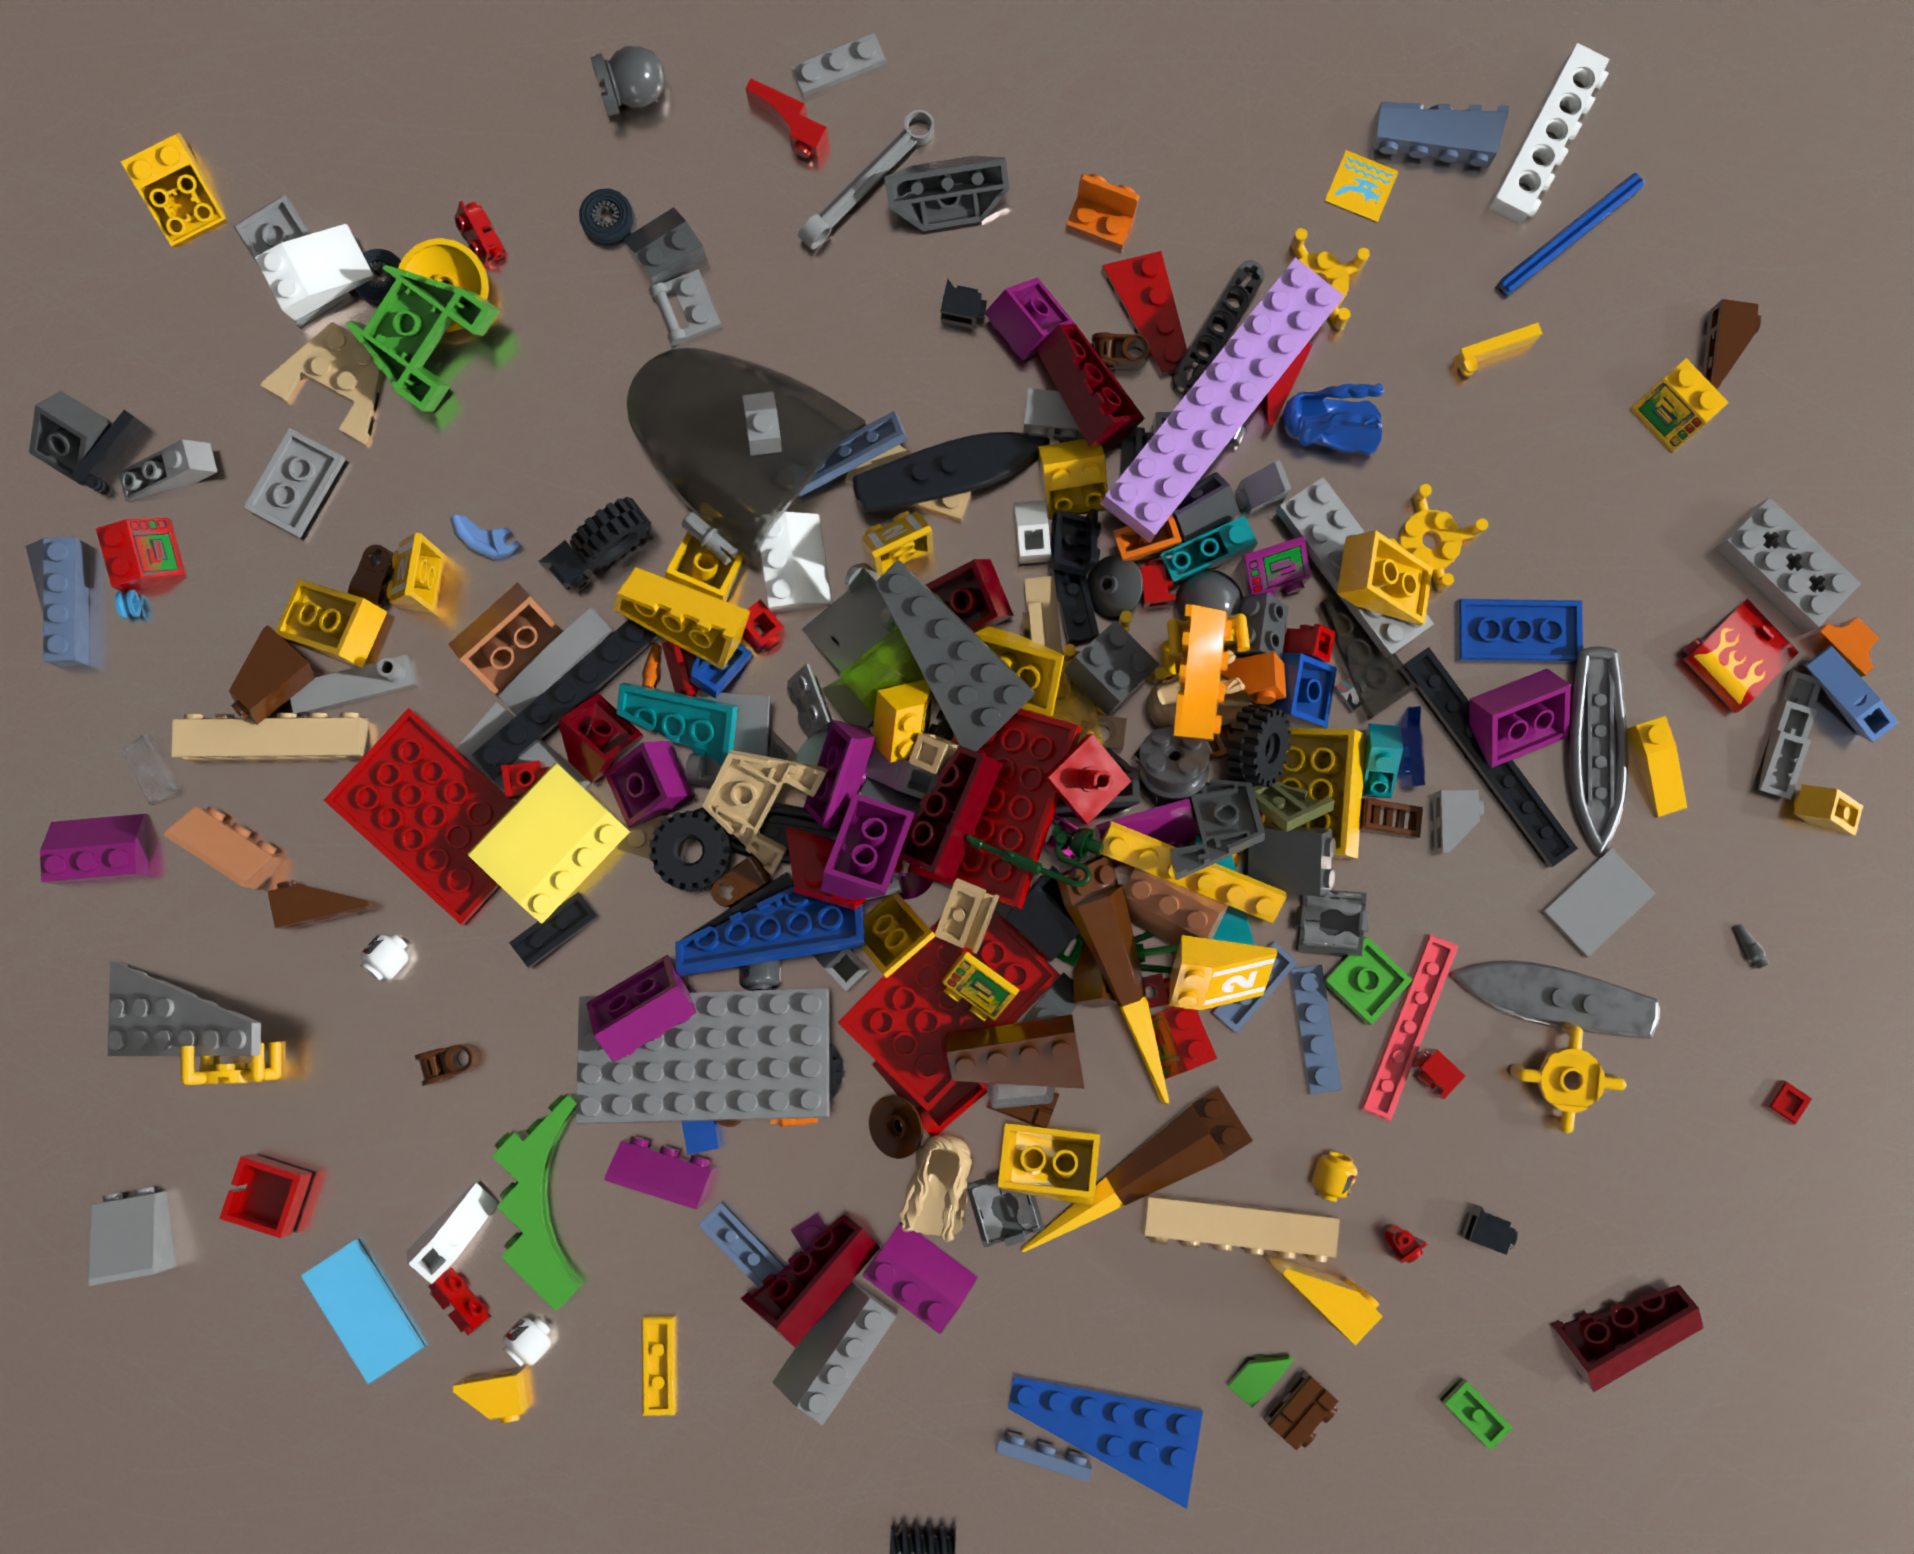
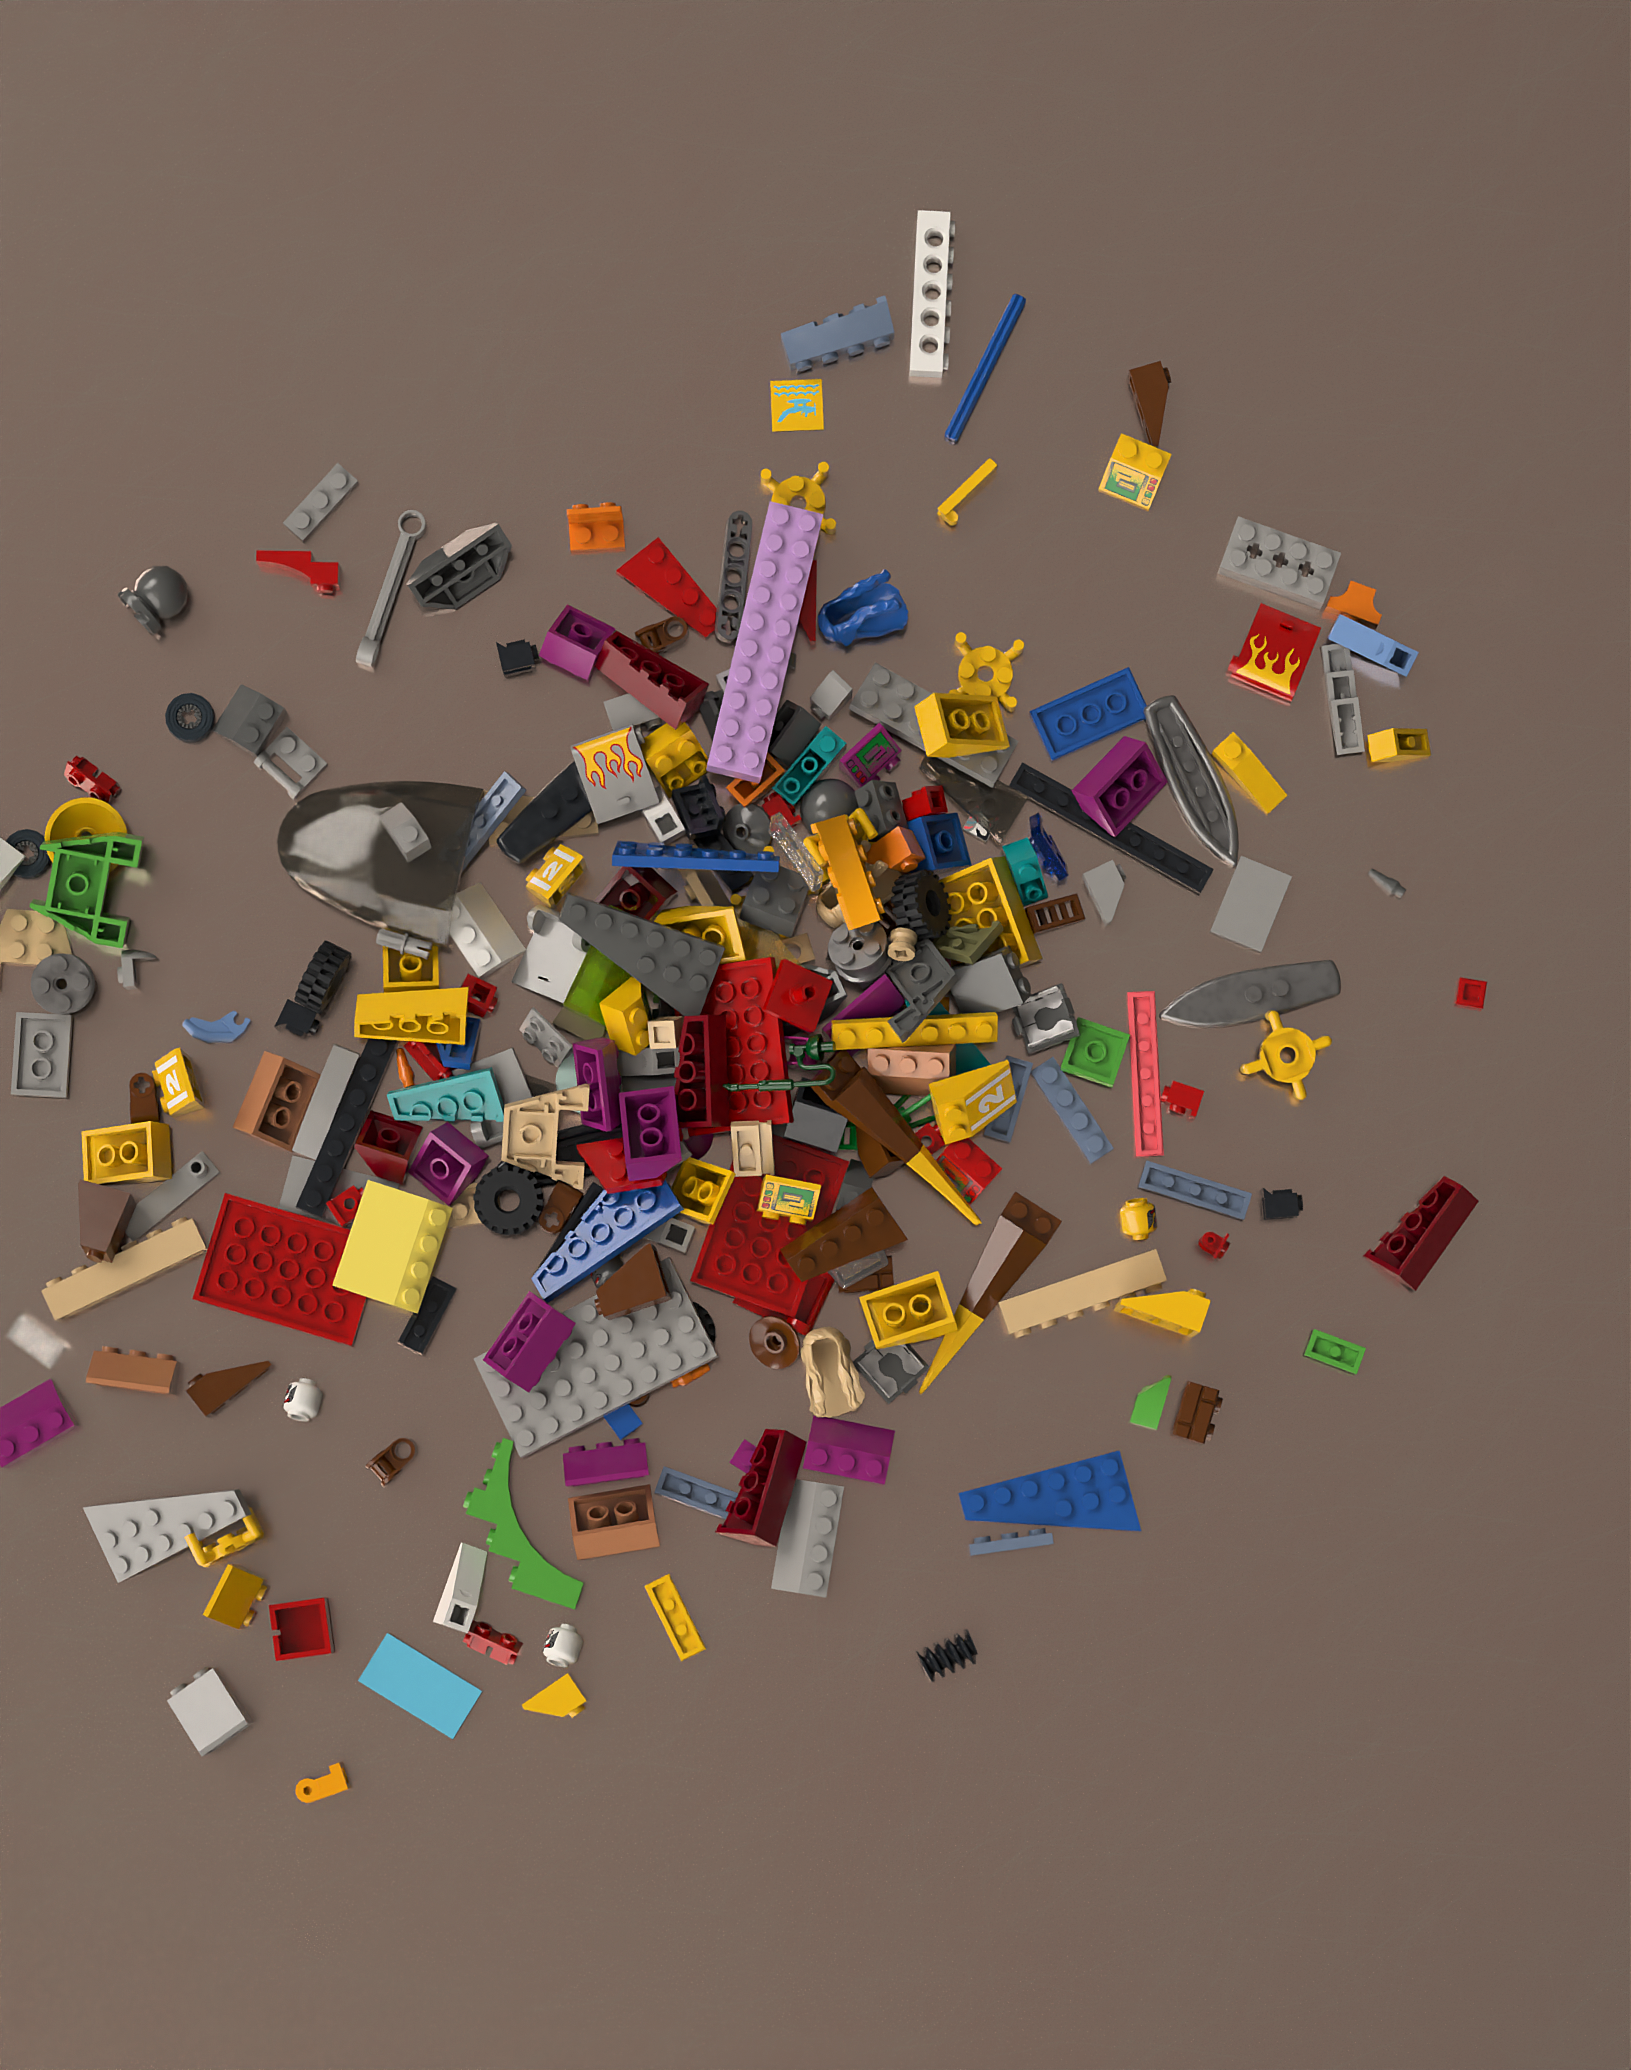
camera: 25 degrees left, 0 degrees up
(211, 1130) = (236, 1596): none -> yellow slope
(213, 1371) = (313, 1789): none -> light orange leg
(329, 418) = (46, 983): none -> flat silver wheel
(421, 439) = (127, 973): none -> light grey plate
(641, 1235) = (613, 1522): none -> nougat slope
(775, 1002) = (634, 1286): none -> reddish brown slope
(1006, 462) = (615, 769): none -> light grey door
(1038, 581) = (685, 857): none -> blue wing
(1155, 629) = (796, 851): none -> clear tile
(1221, 776) = (902, 944): none -> tan wheel
(1406, 1174) = (1195, 1190): none -> sand blue plate

